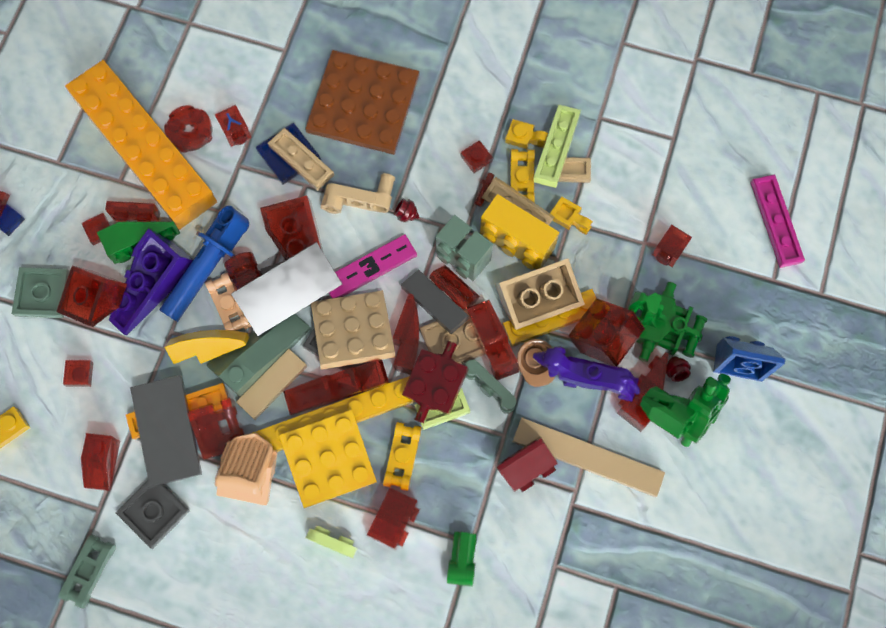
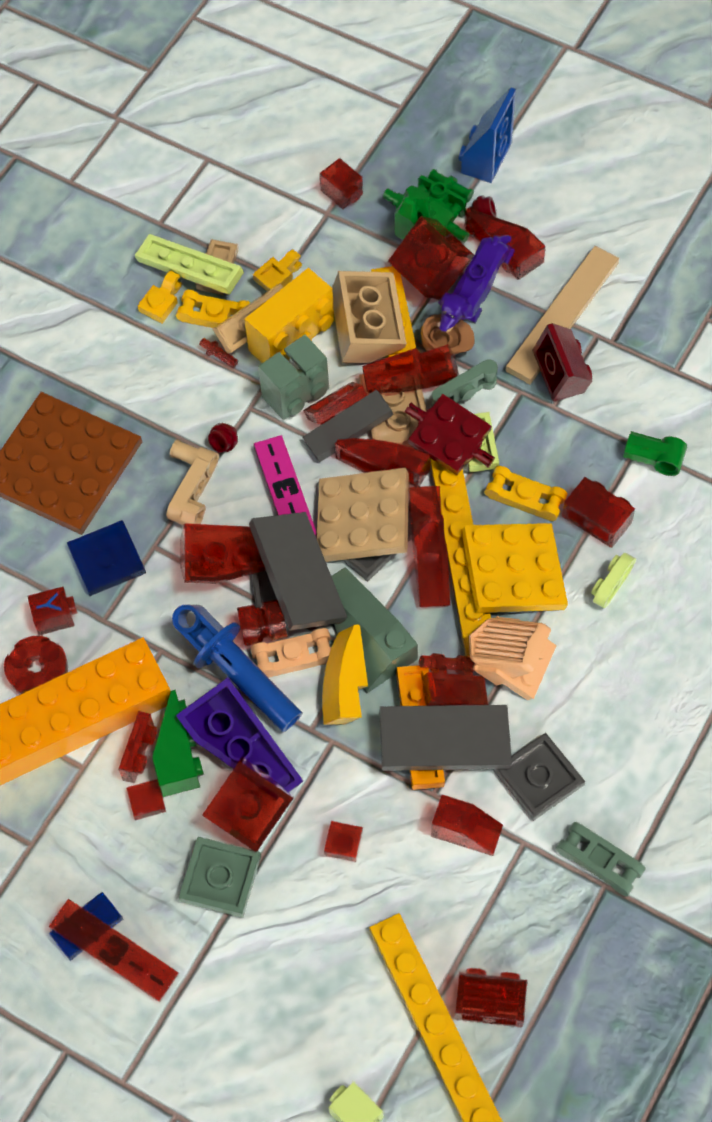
camera: 75 degrees left, 10 degrees down
(271, 384) = (412, 618): tan tile -> none
(301, 159) = (122, 538): tan tile -> none
(476, 156) = (173, 353): clear red plate -> none
(687, 416) = (540, 194): green piece -> none
(777, 221) = (335, 86): dark pink tile -> none

